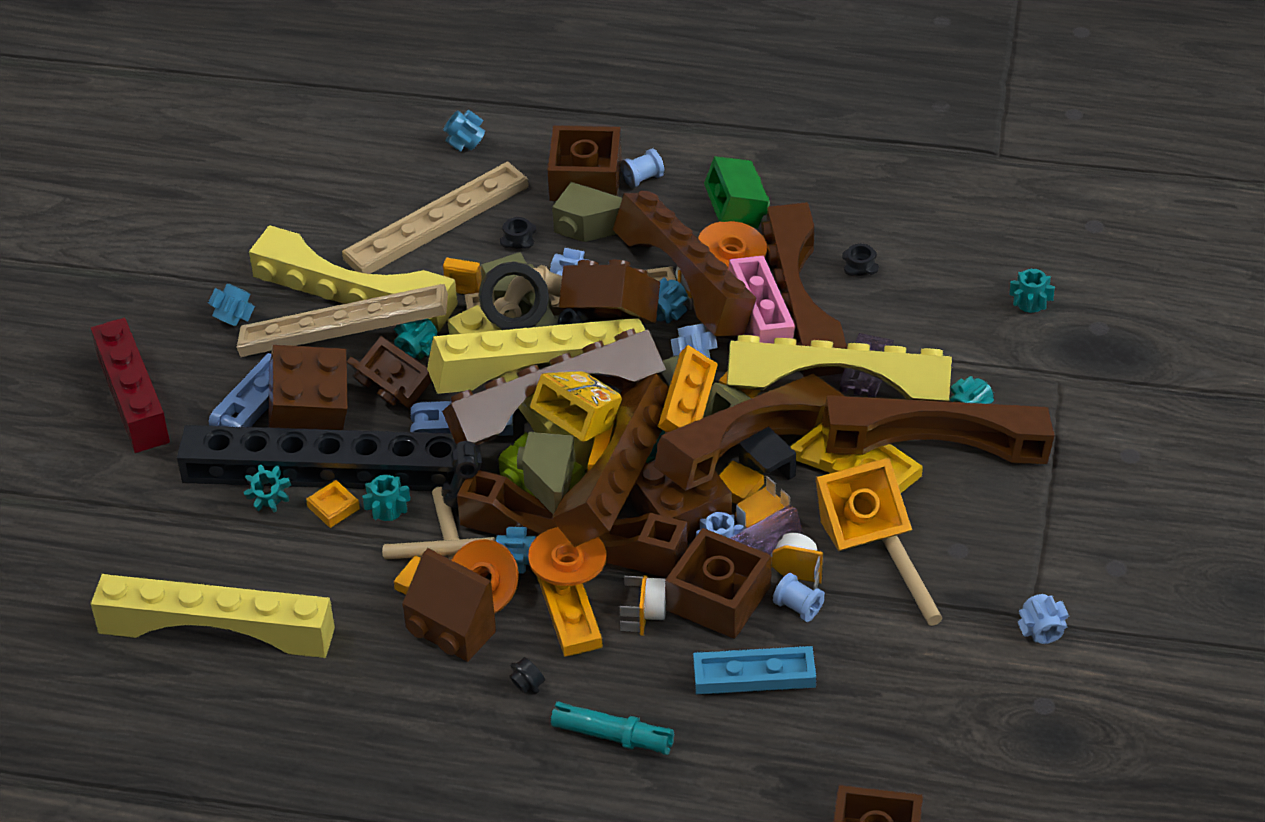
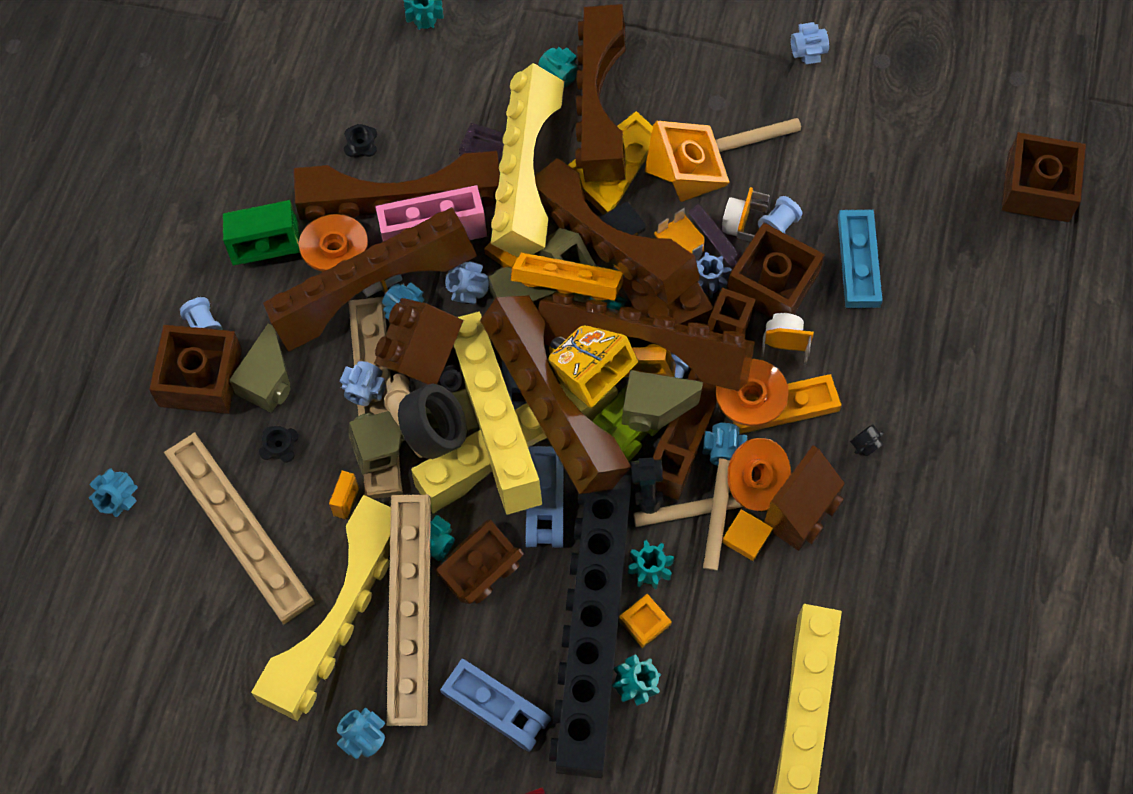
camera: 90 degrees left, 20 degrees up
(307, 387) = (511, 640): reddish brown brick -> none
(622, 730) = (928, 359): teal pin -> none

